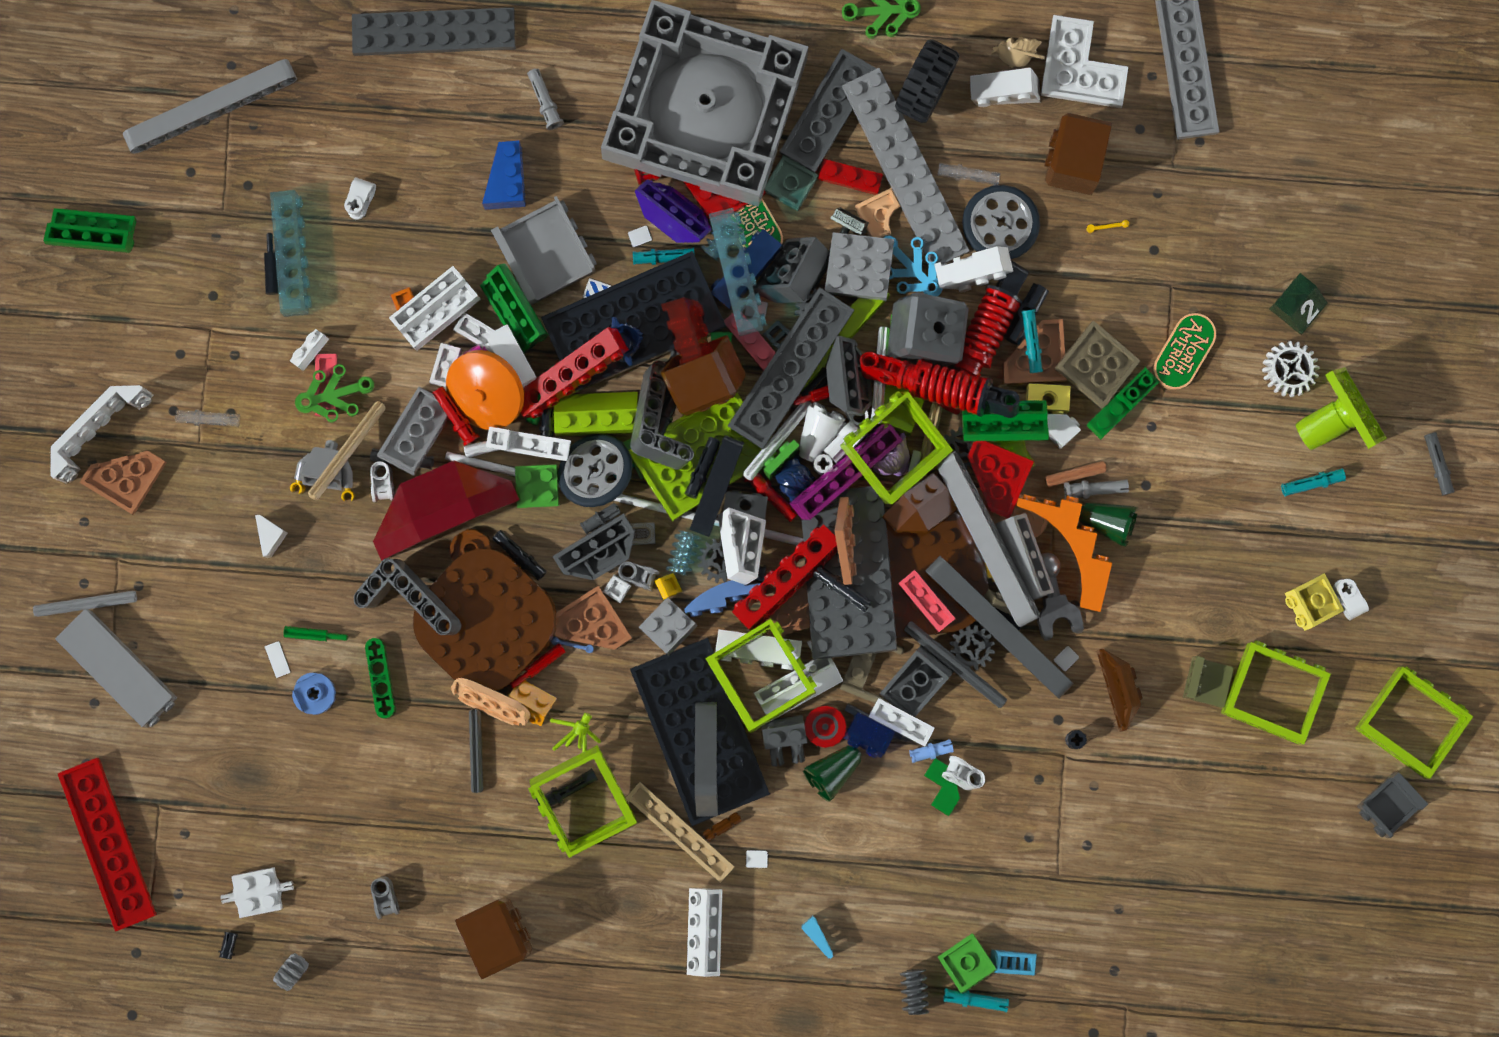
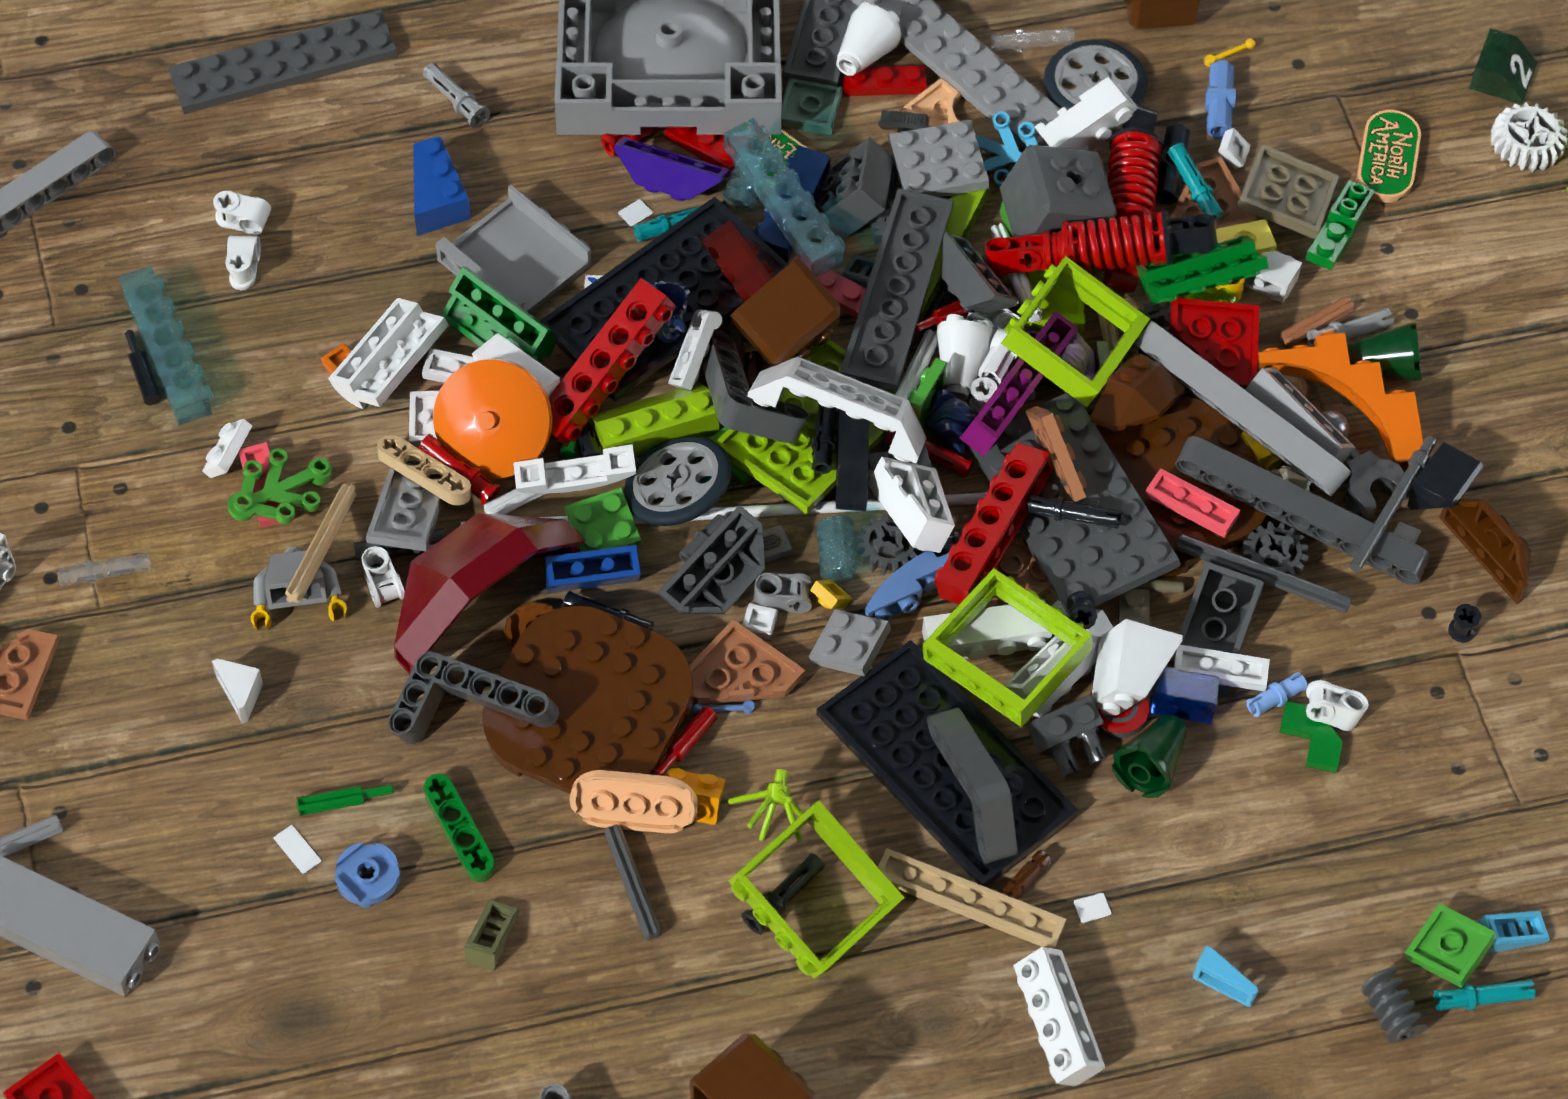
camera: 25 degrees left, 25 degrees down
(371, 160) = (244, 214): none -> white piece
(384, 762) = (485, 953): none -> olive slope
(428, 412) = (396, 452): none -> tan beam
(518, 522) = (591, 569): none -> blue brick
(637, 374) = (694, 348): none -> white plate
(717, 458) = (845, 393): none -> white slope
(819, 664) = (1082, 601): none -> black bush
(837, 713) = (1129, 664): none -> white slope
(844, 146) = (868, 37): none -> white cone
(1075, 314) = (1234, 148): none -> white plate
(1082, 268) = (1220, 99): none -> medium blue piece
(1091, 617) = (1416, 464): none -> dark grey bar
(1106, 634) = (1443, 479): none -> black slope

